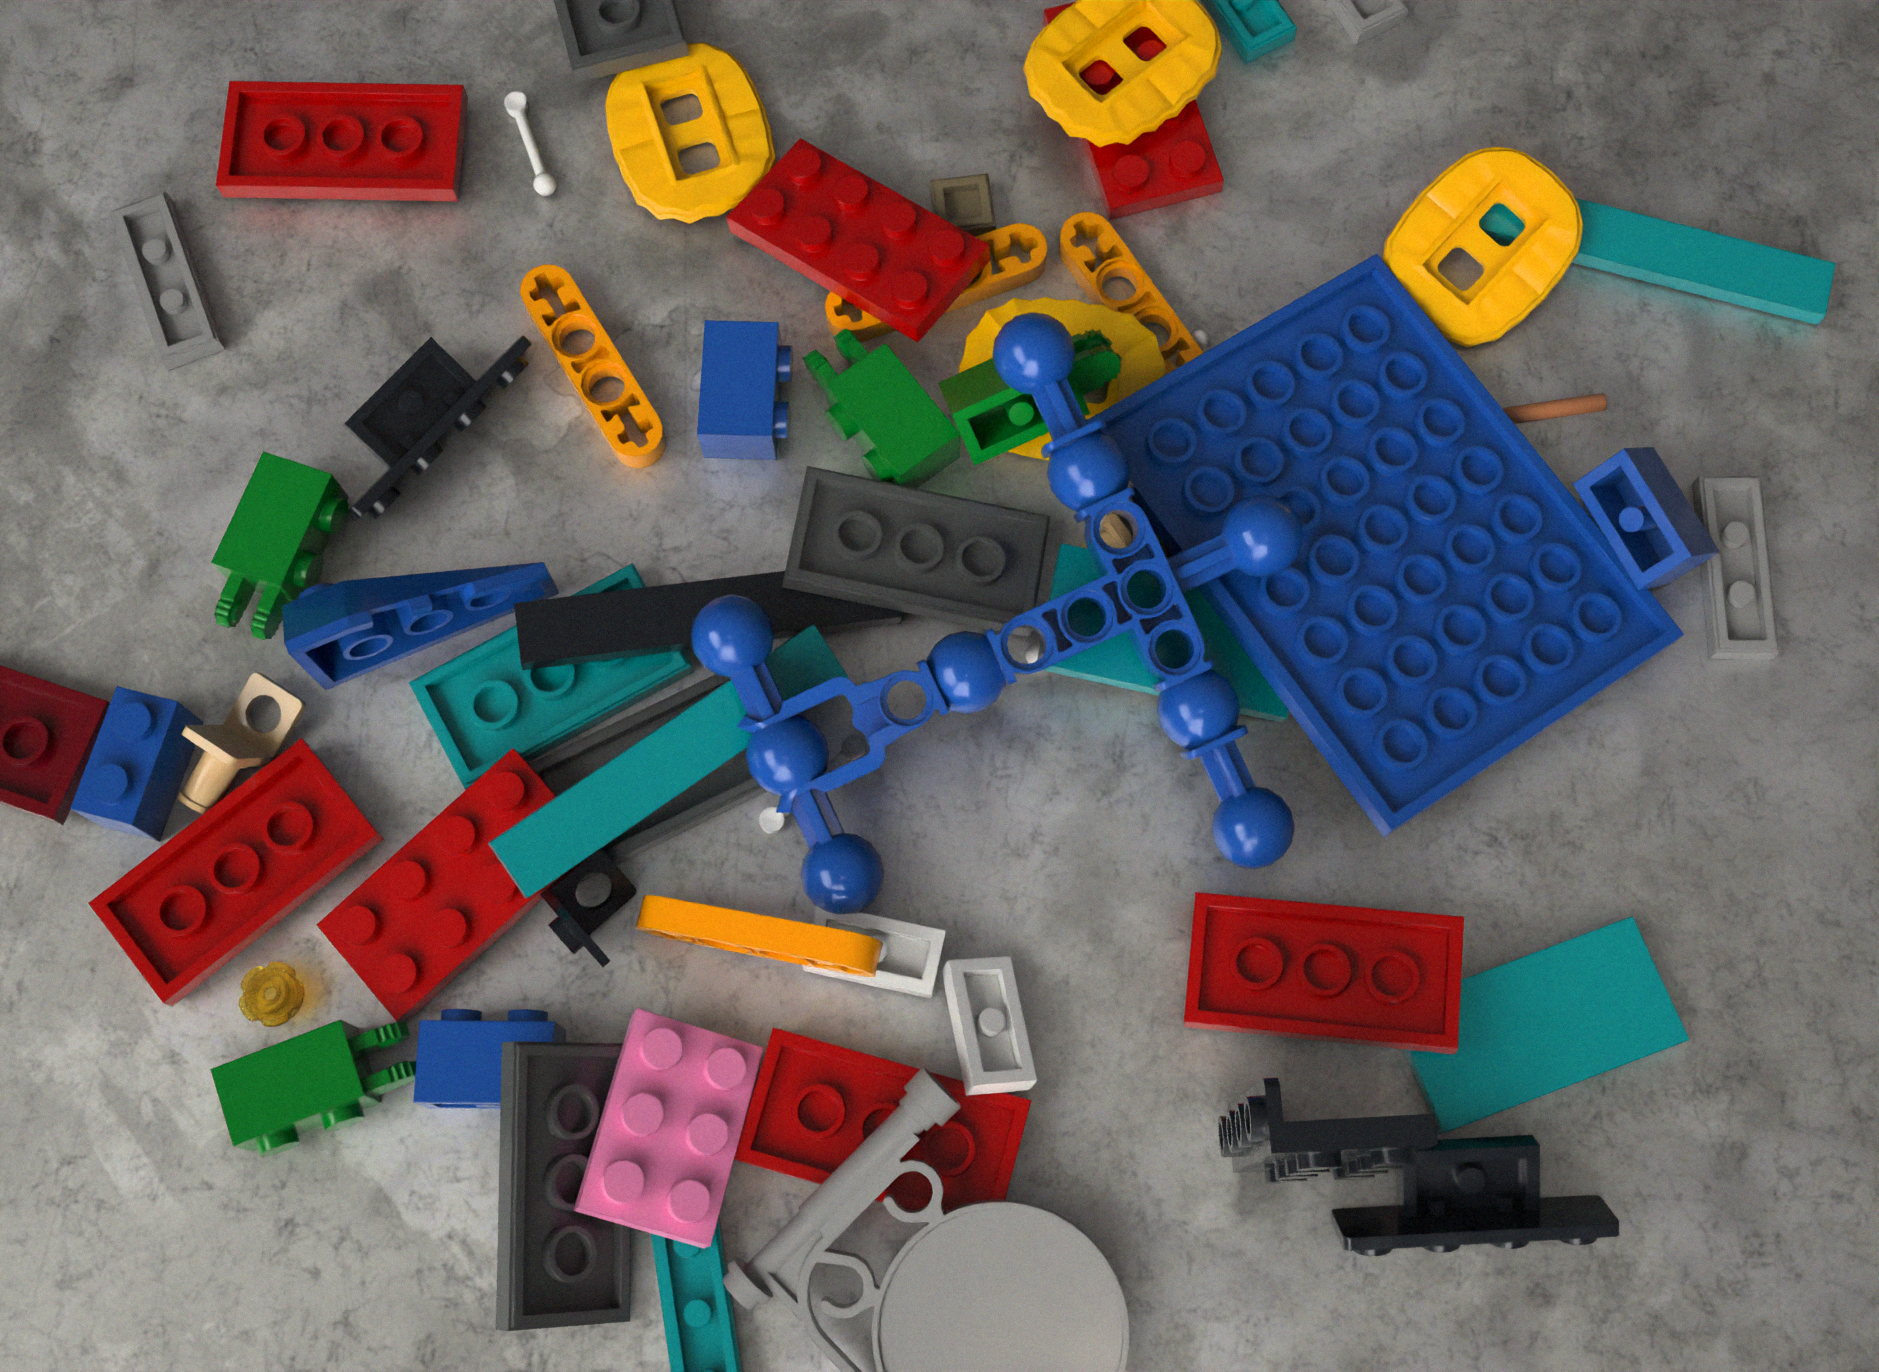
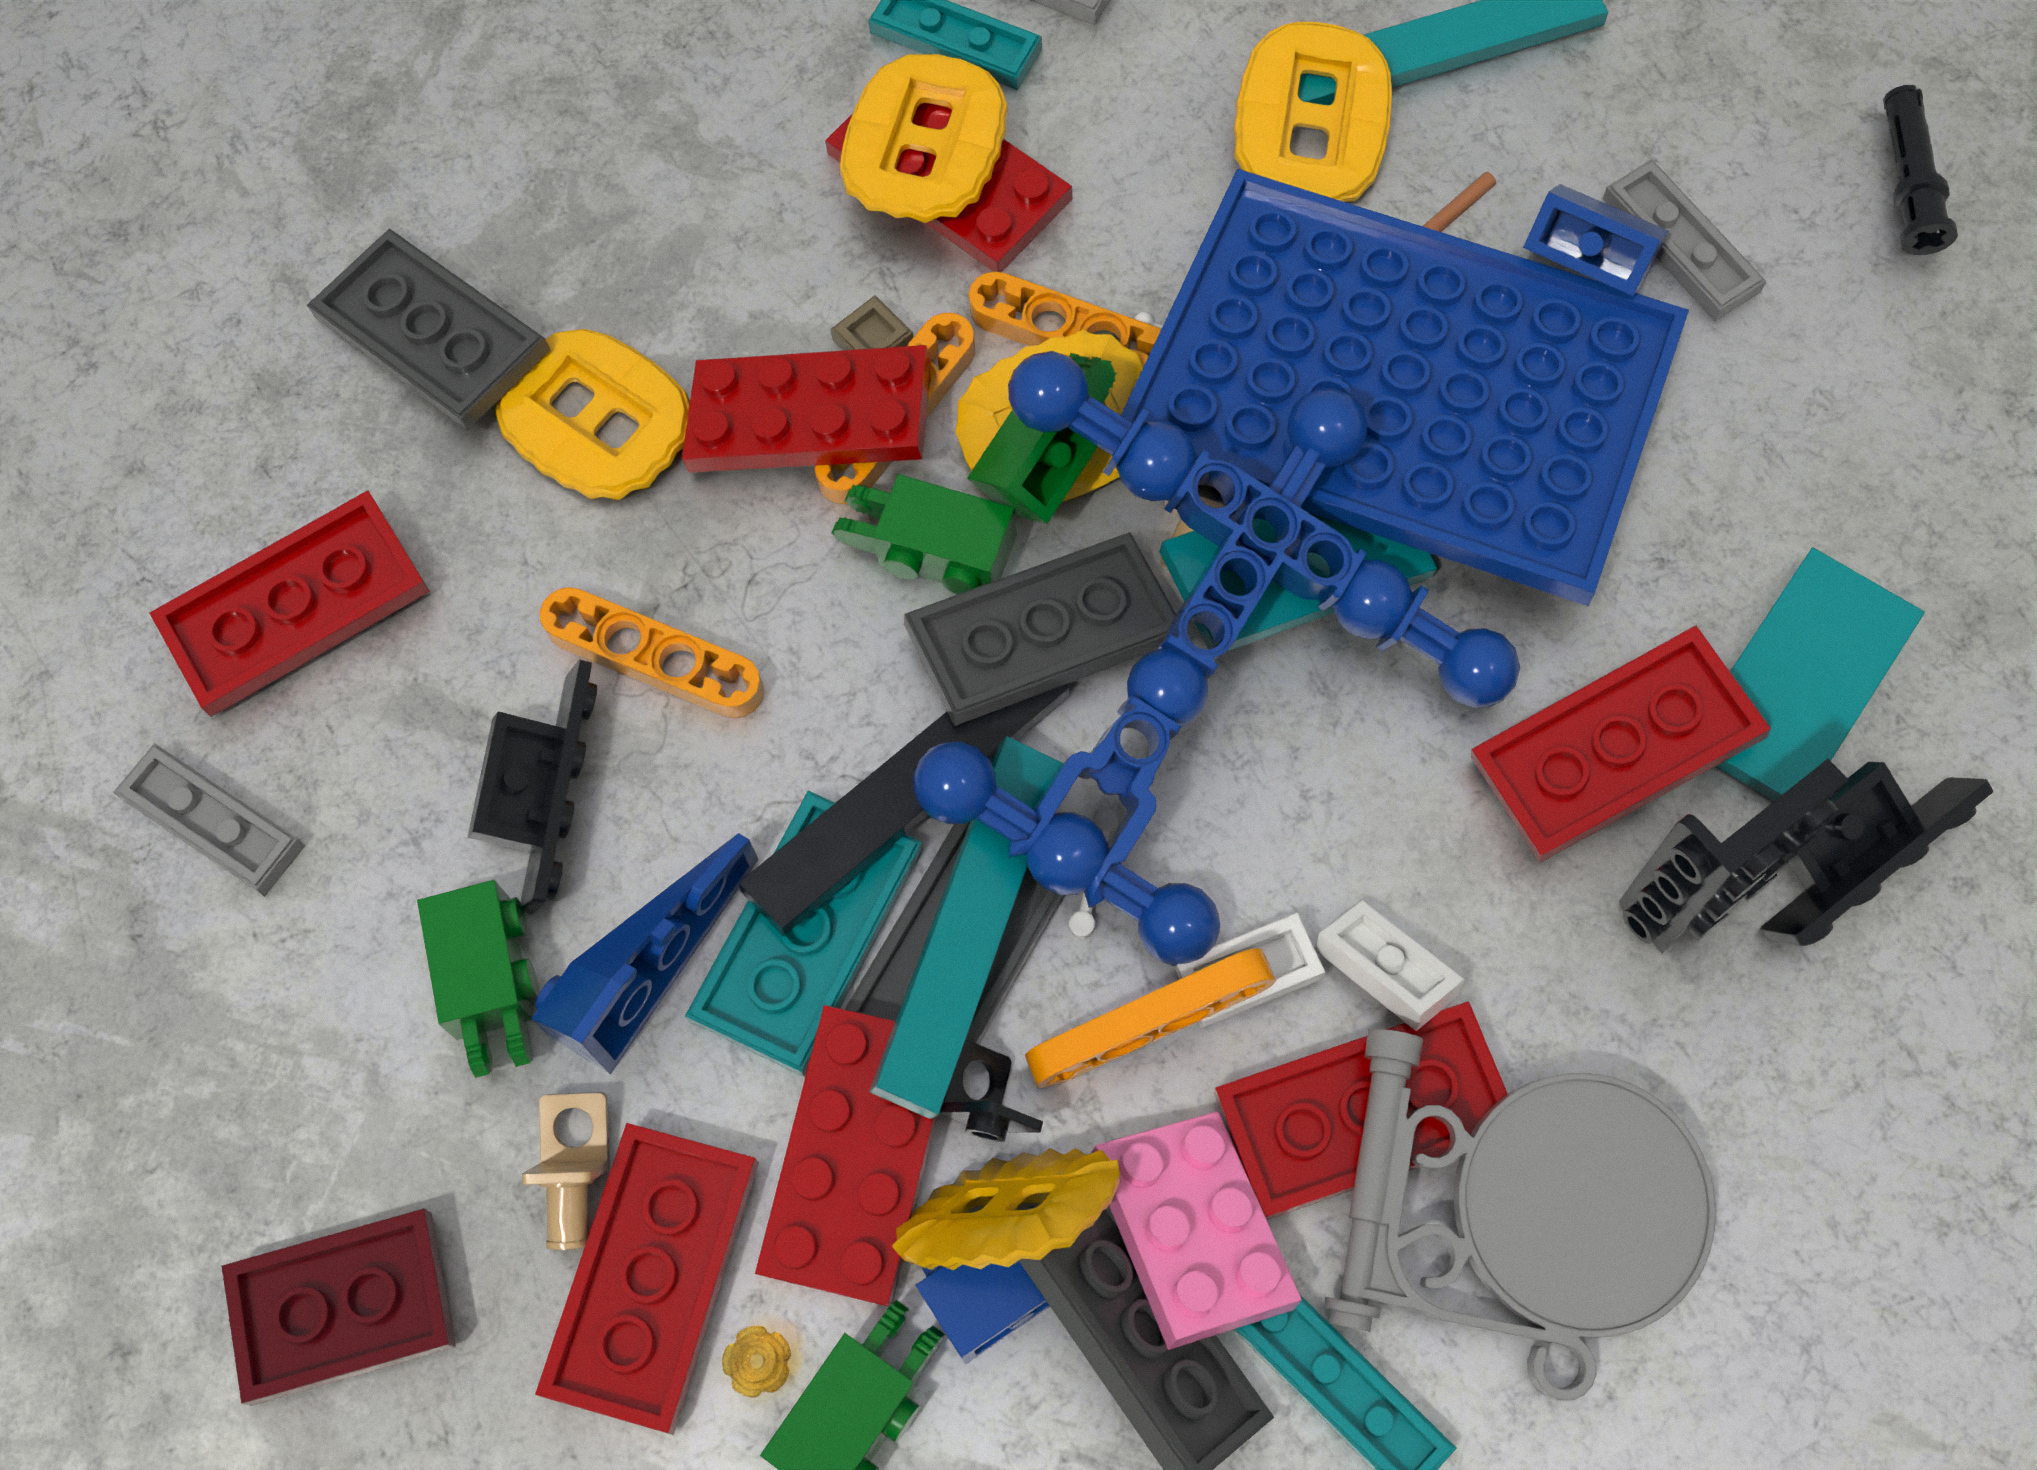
camera: 30 degrees left, 5 degrees down
(136, 764) = (492, 1243): blue brick -> none
(494, 1027) = (1072, 1196): none -> yellow piece
(517, 106) = (424, 483): white hinge -> none
(742, 390) = (800, 590): blue brick -> none

